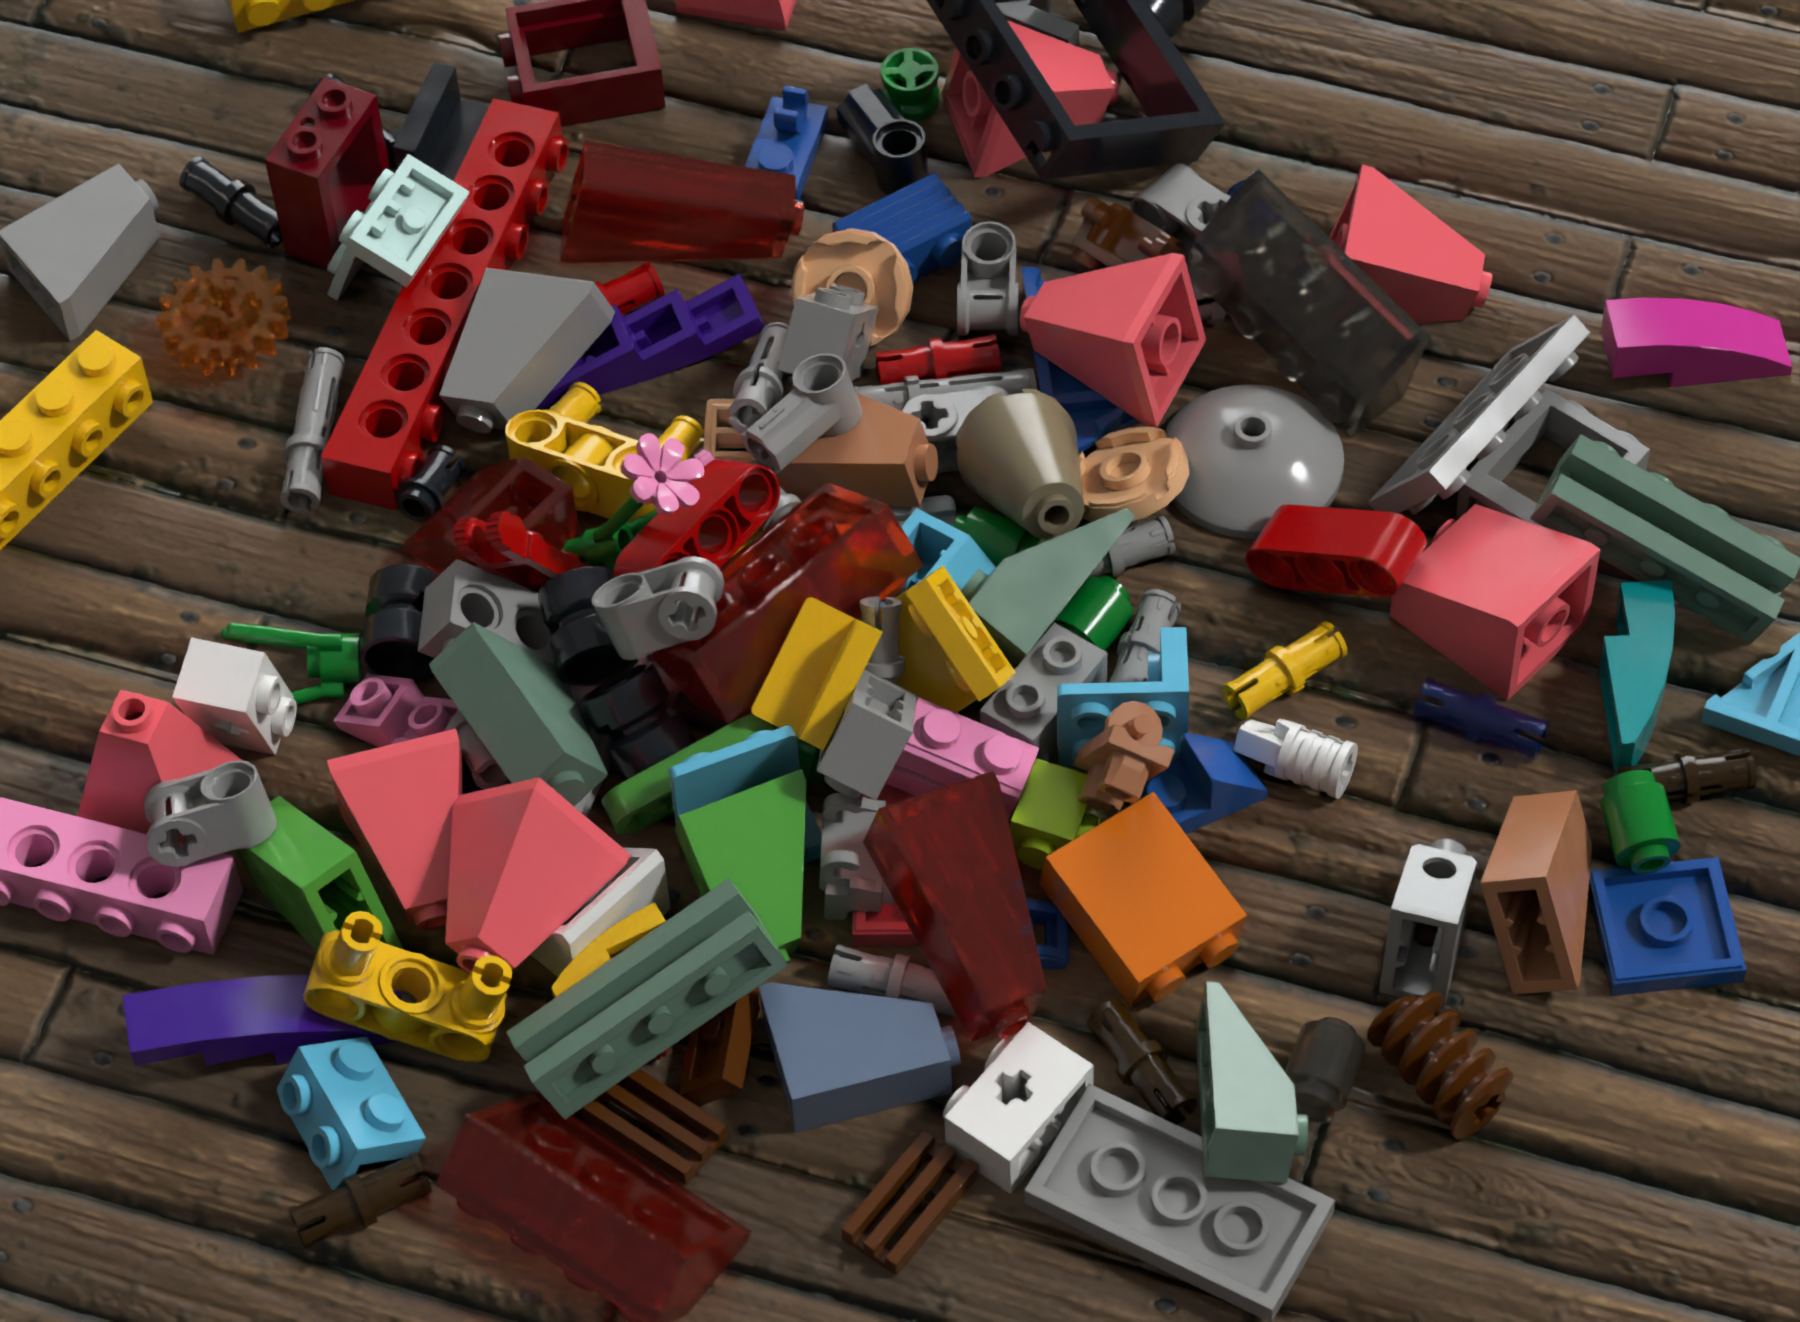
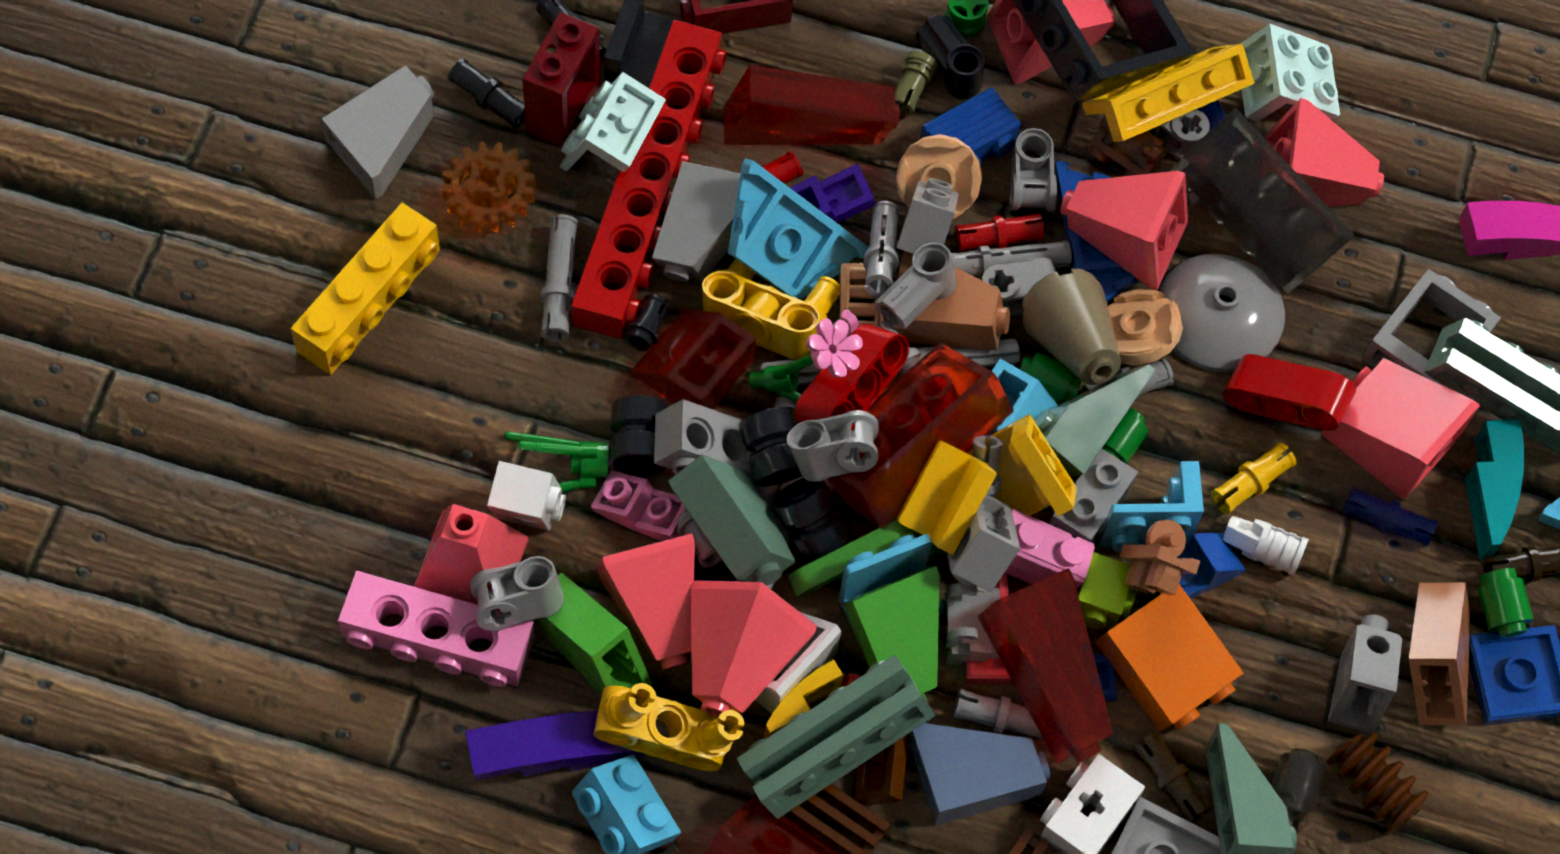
camera: 10 degrees left, 10 degrees up
(511, 550) = (726, 394): red hinge -> none
(623, 358) = (786, 235): none -> medium azure wing
(790, 136) = (881, 51): blue plate -> none
(833, 166) = (916, 74): none -> olive pin
(1154, 612) = (1155, 461): light grey pin -> none
(1187, 167) = (1172, 91): none -> yellow fence
(1353, 129) = (1288, 69): none -> light aqua bracket
(1478, 421) = (1383, 291): light grey plate -> none

